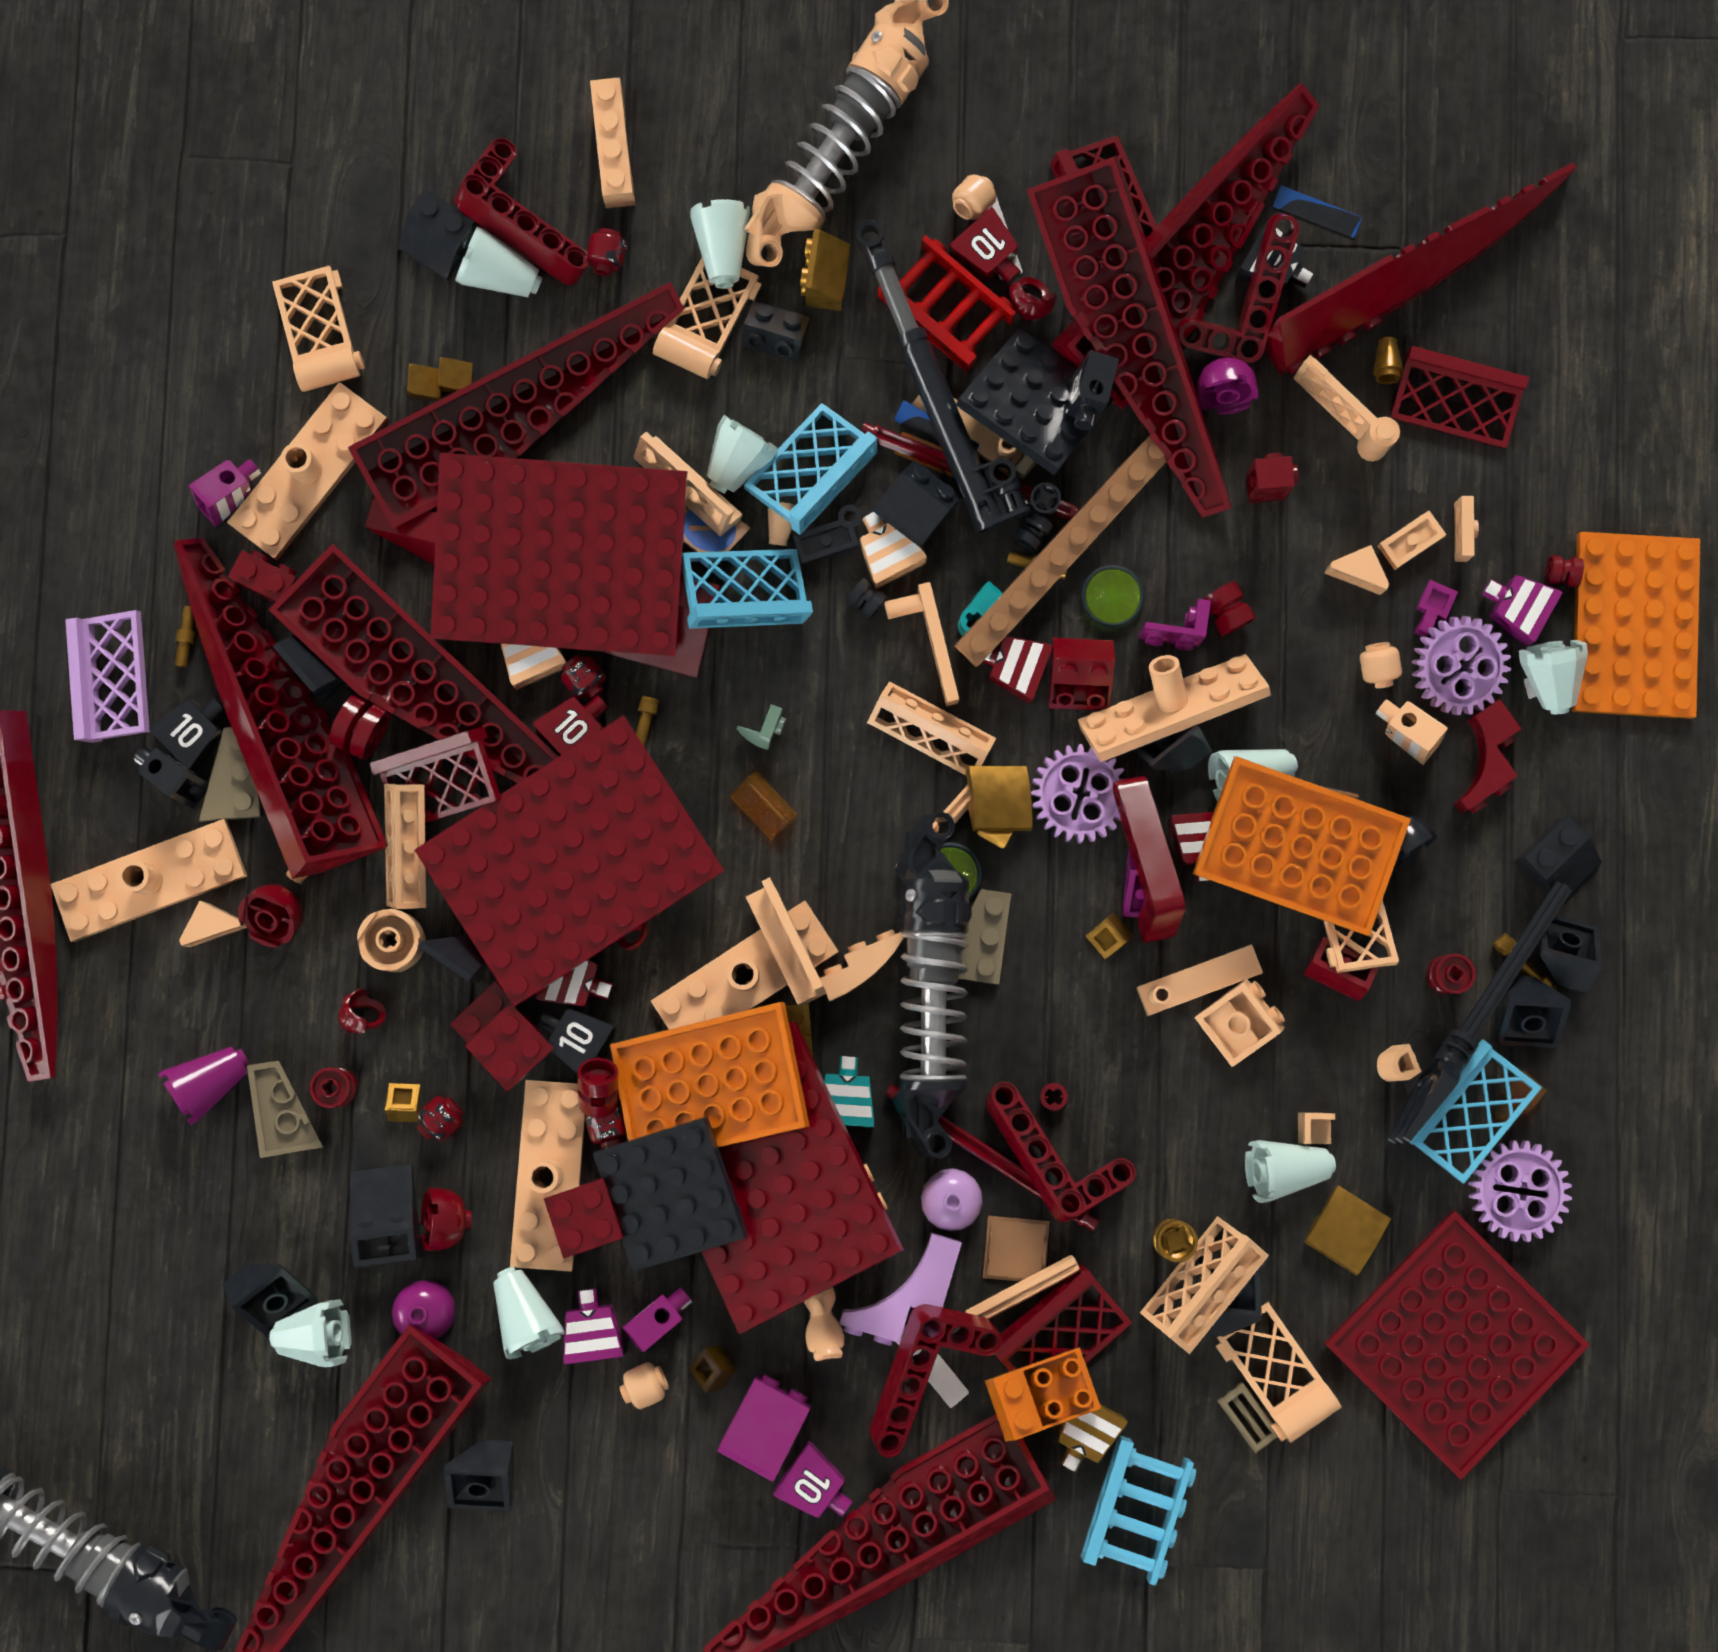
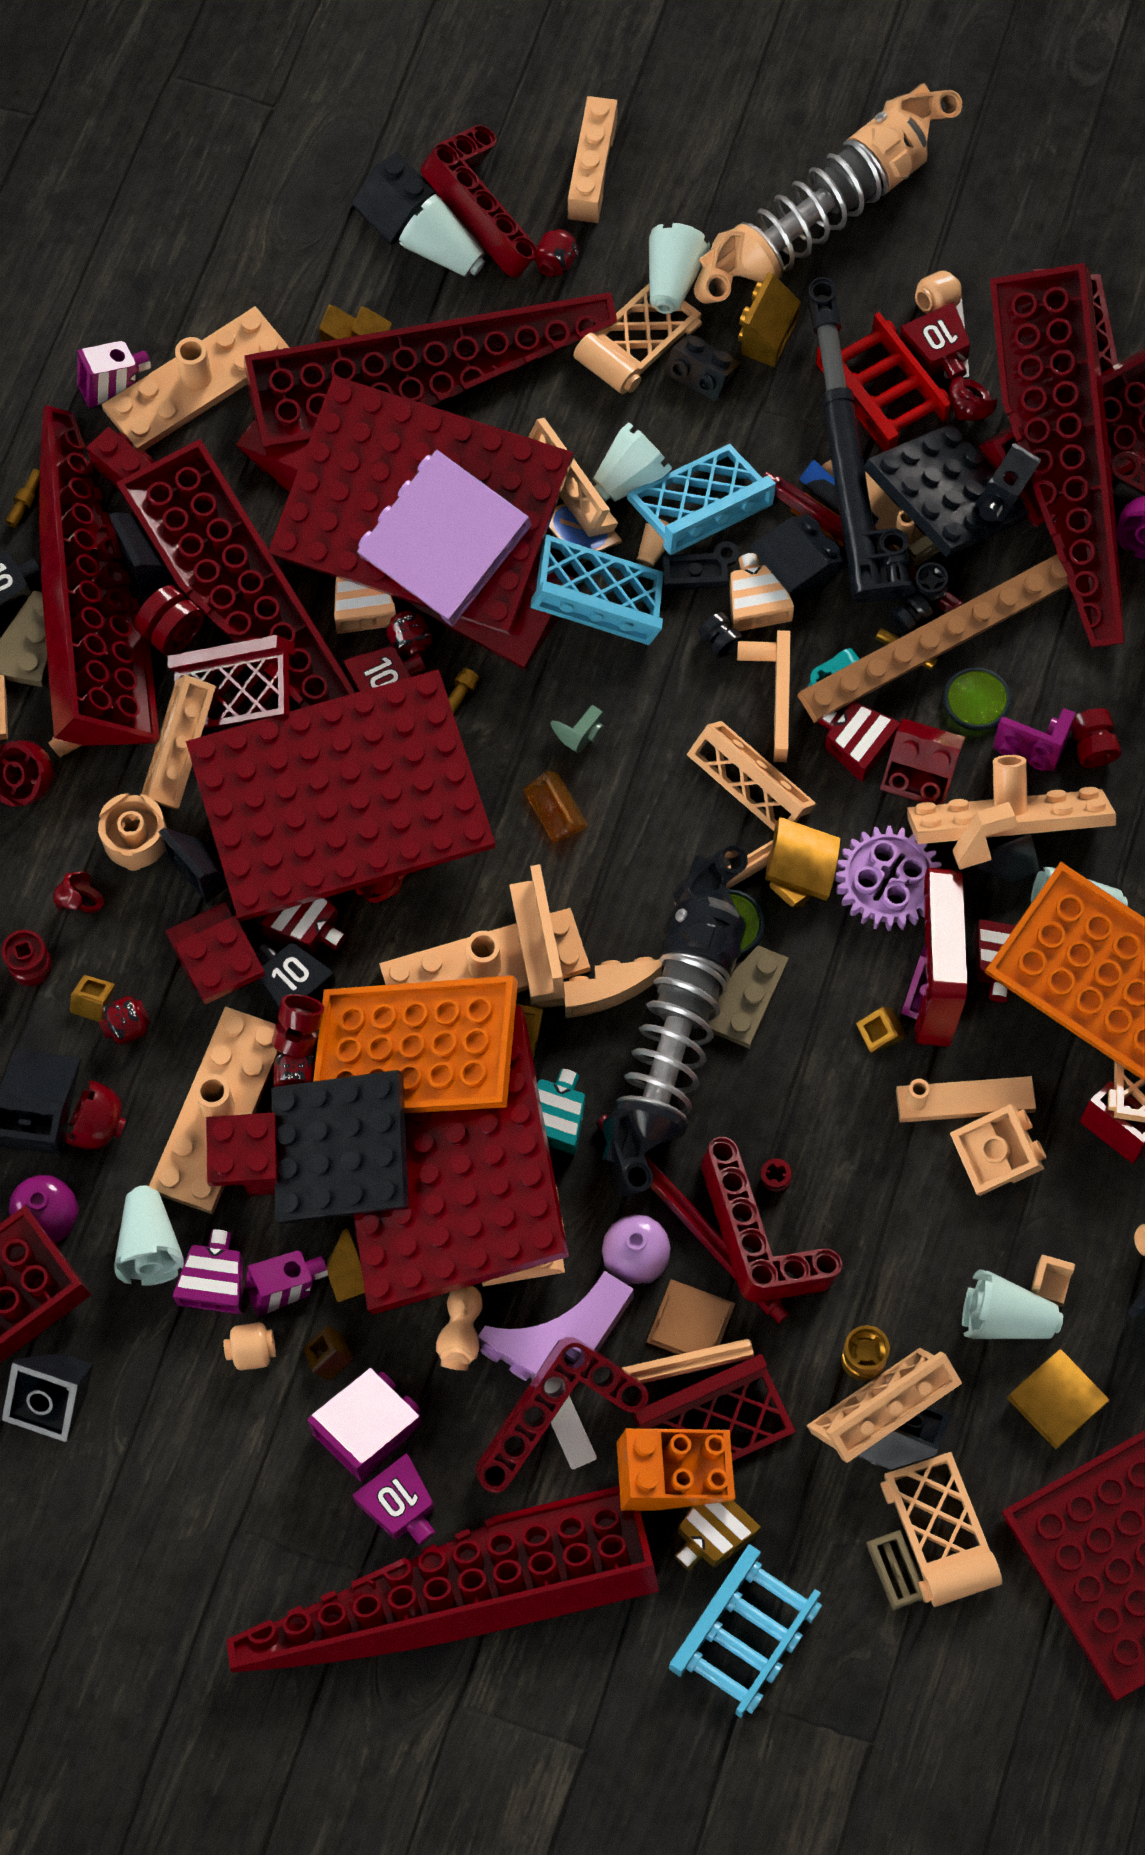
camera: 20 degrees right, 15 degrees down
(319, 365) = (247, 285): light nougat piece -> none
(590, 588) = (444, 536): none -> lavender panel
(703, 1289) = (345, 1269): none -> pearl gold slope
(1157, 734) = (972, 845): none -> light nougat slope

